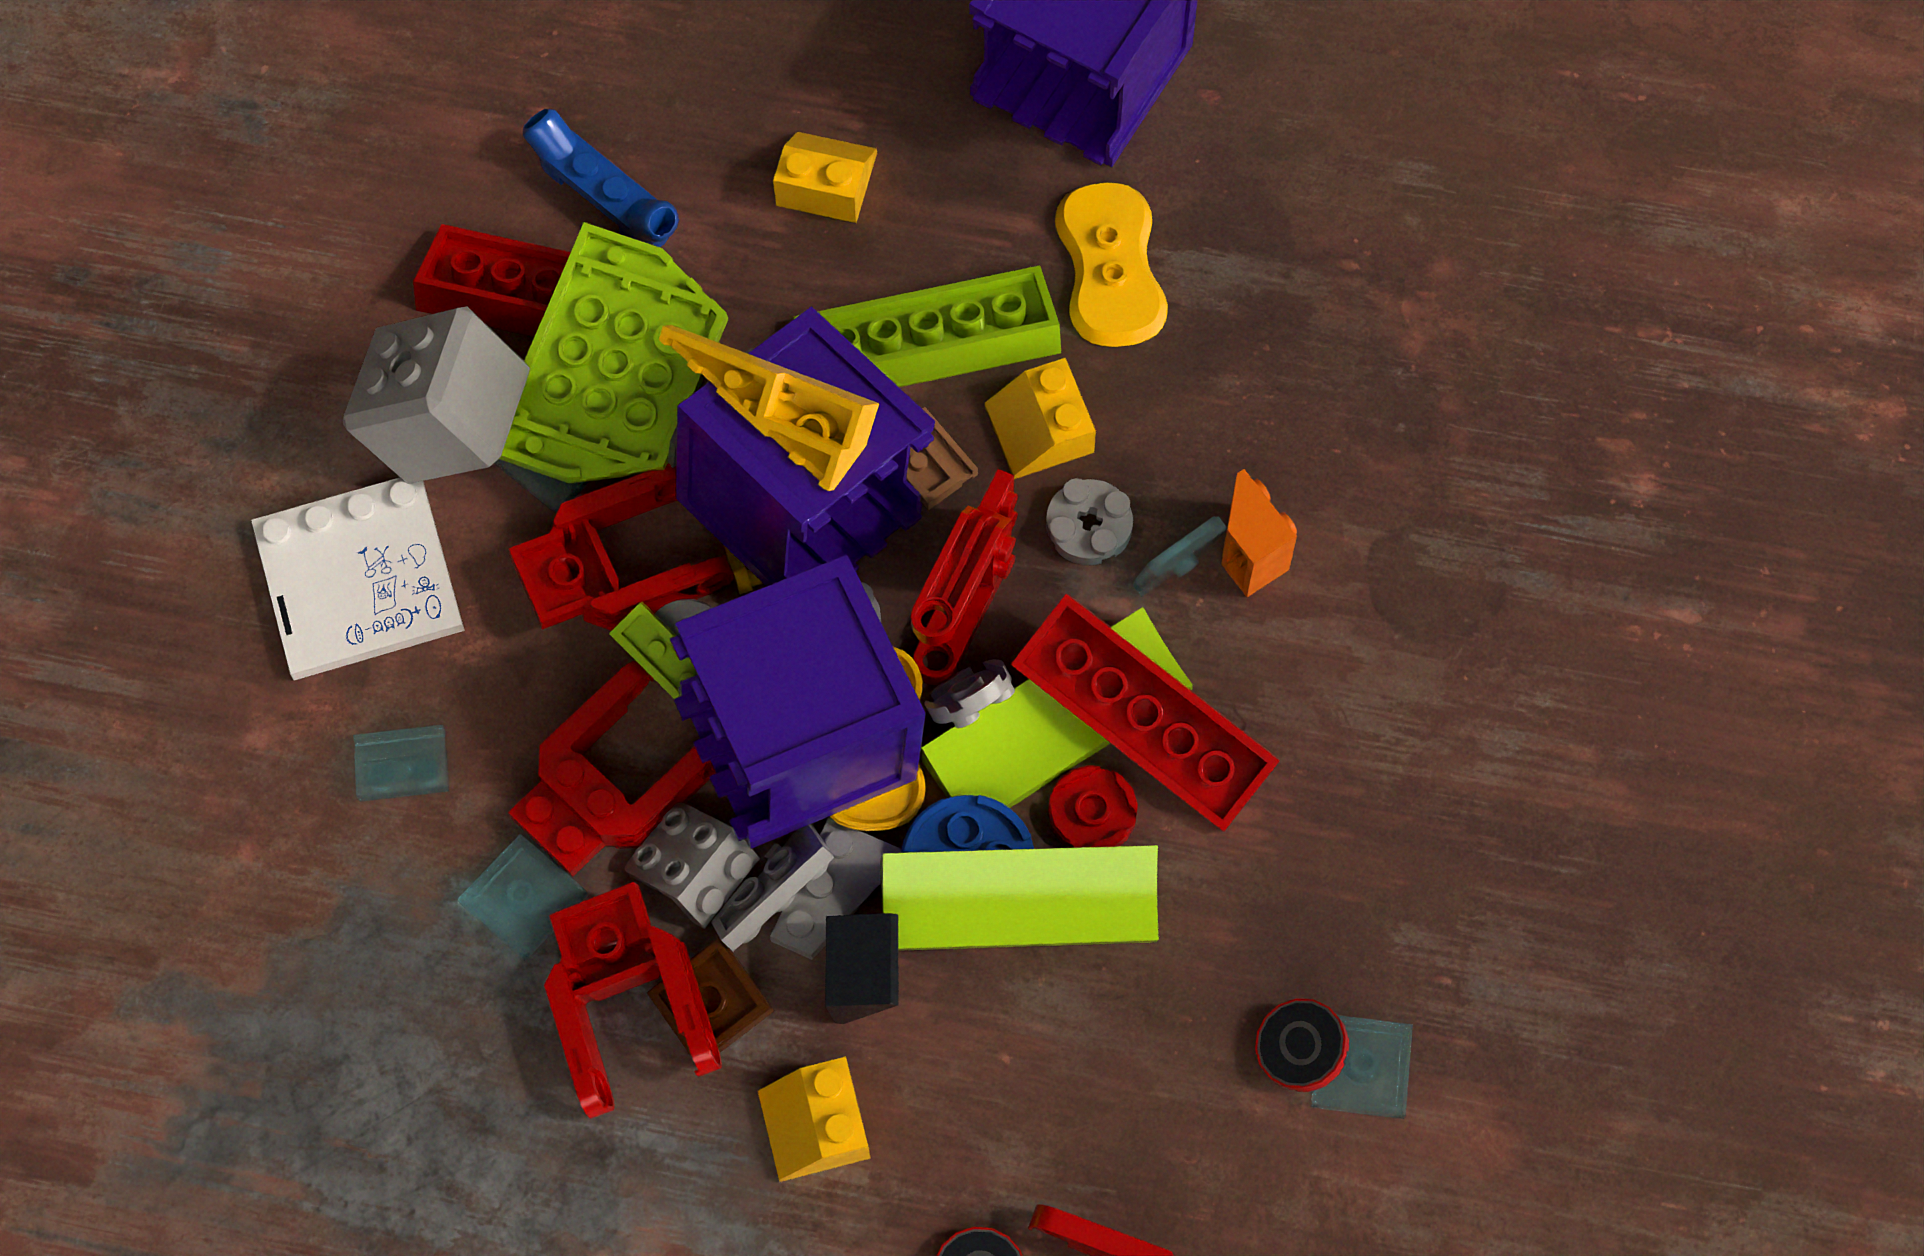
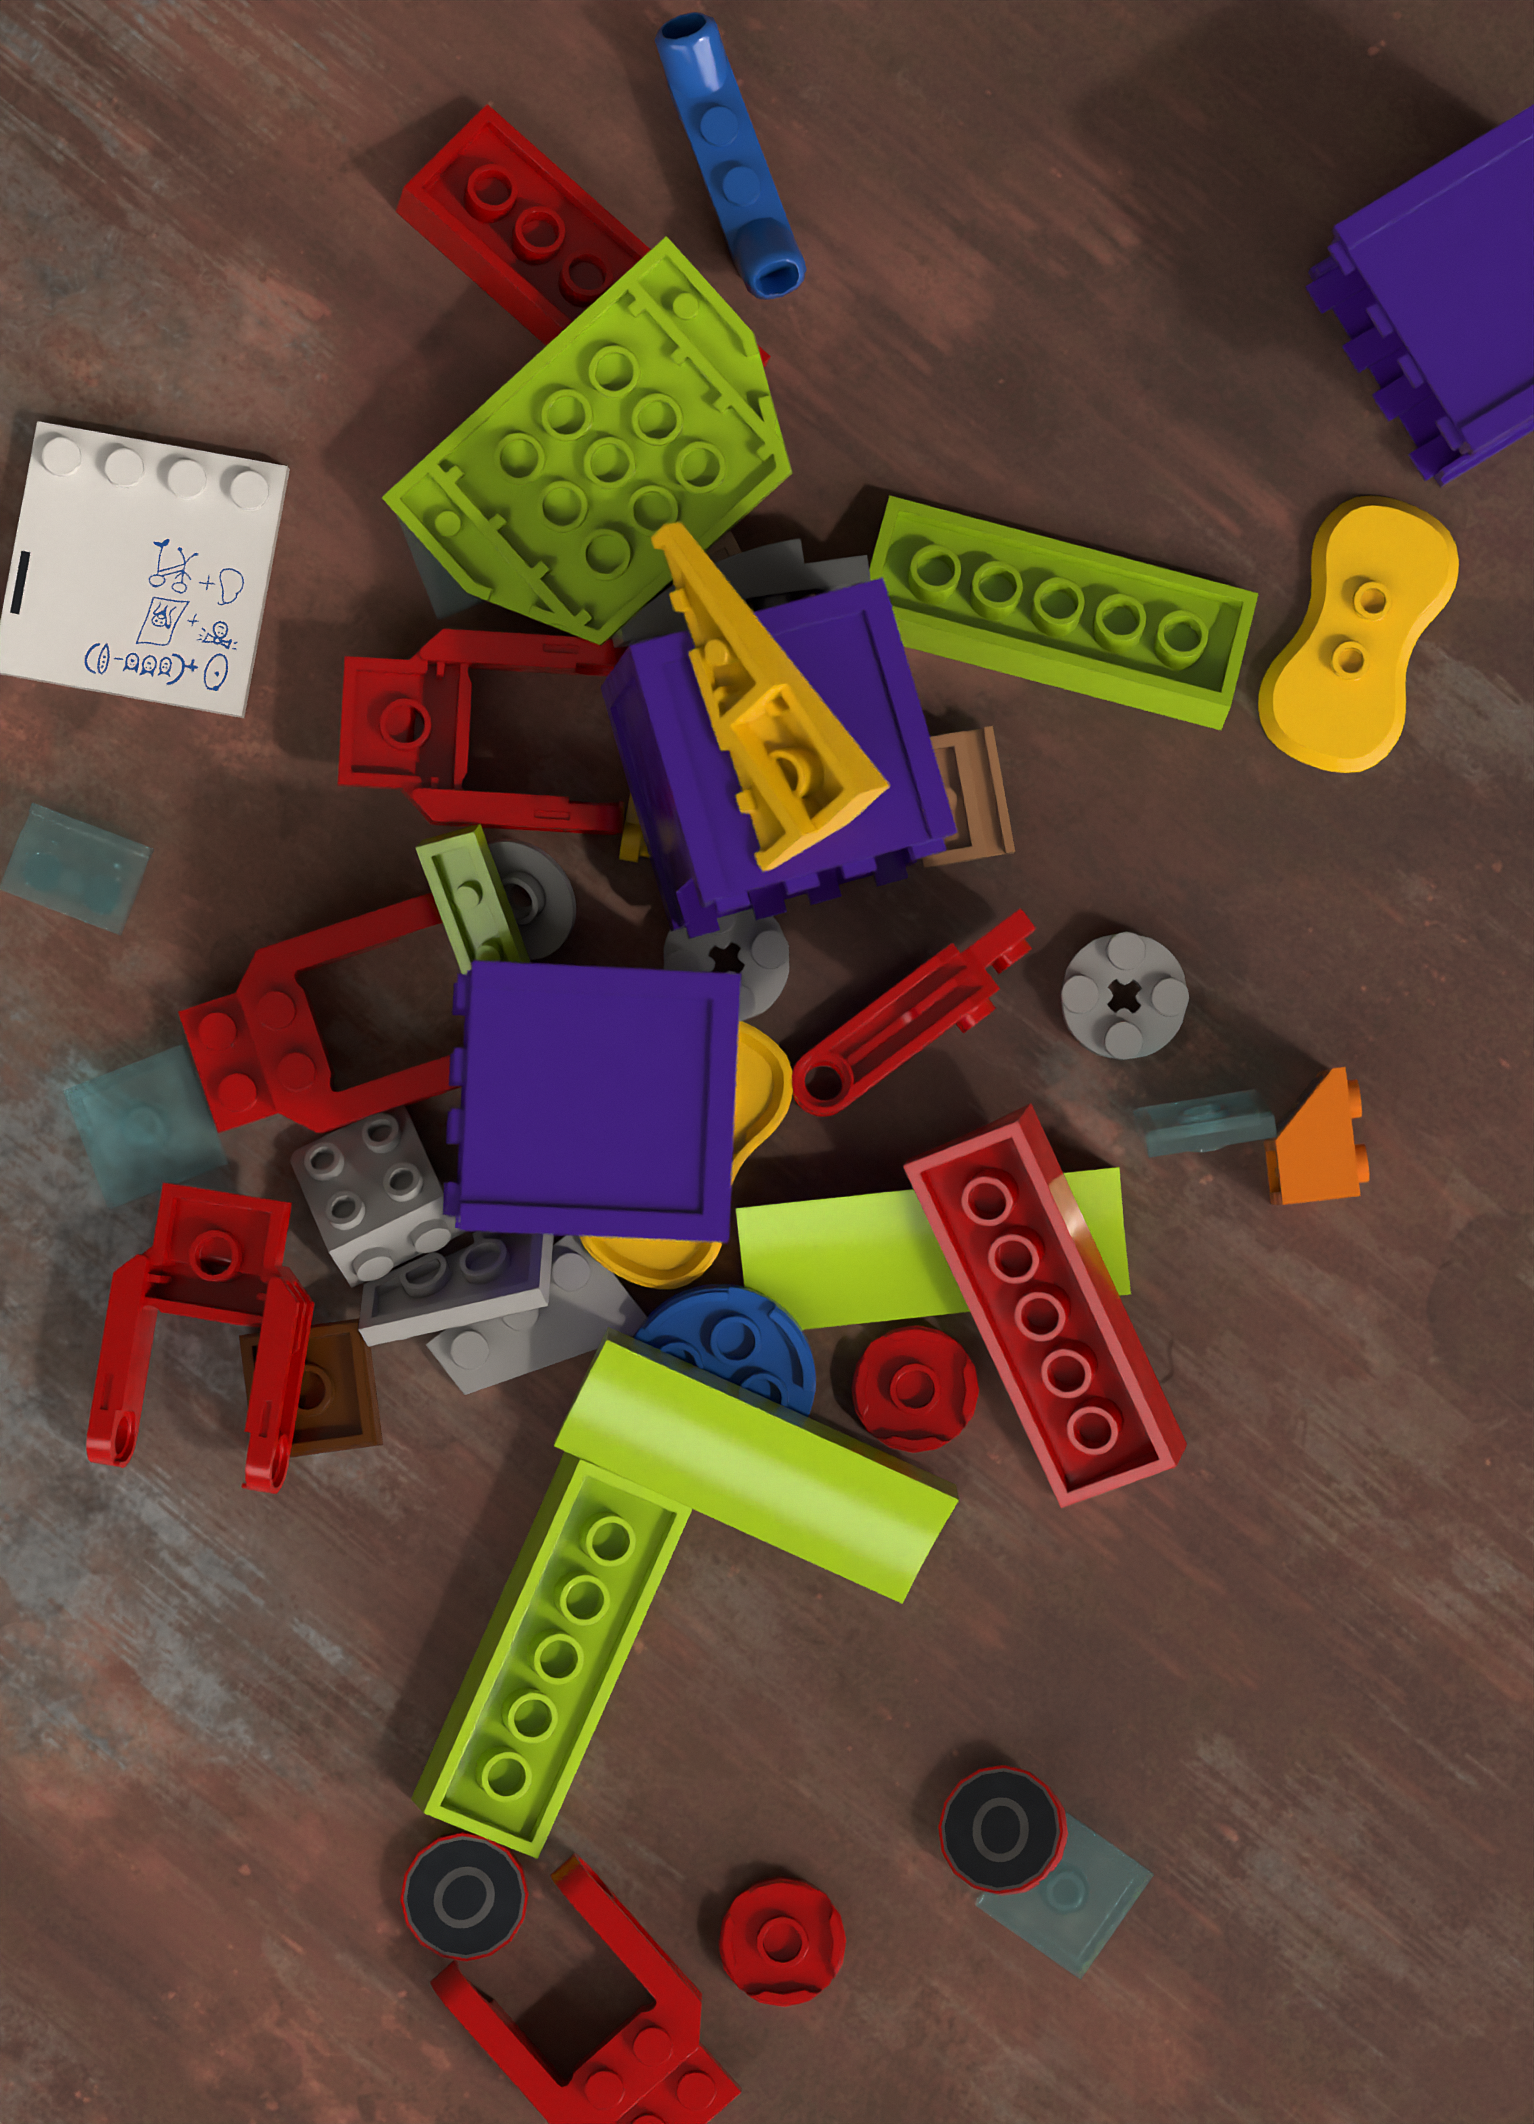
camera: 30 degrees right, 20 degrees up
(436, 395) = (348, 400): light grey plate -> none
(813, 1120) = (362, 1607): yellow slope -> none
(823, 176) = (1042, 298): yellow slope -> none
(861, 965) = (513, 1457): black slope -> none
(953, 1090) = (550, 1656): none -> lime arch
(967, 693) = (814, 1184): light grey plate -> none
(1041, 419) = (1134, 823): yellow slope -> none
(1202, 1195) = (782, 1941): none -> red tile

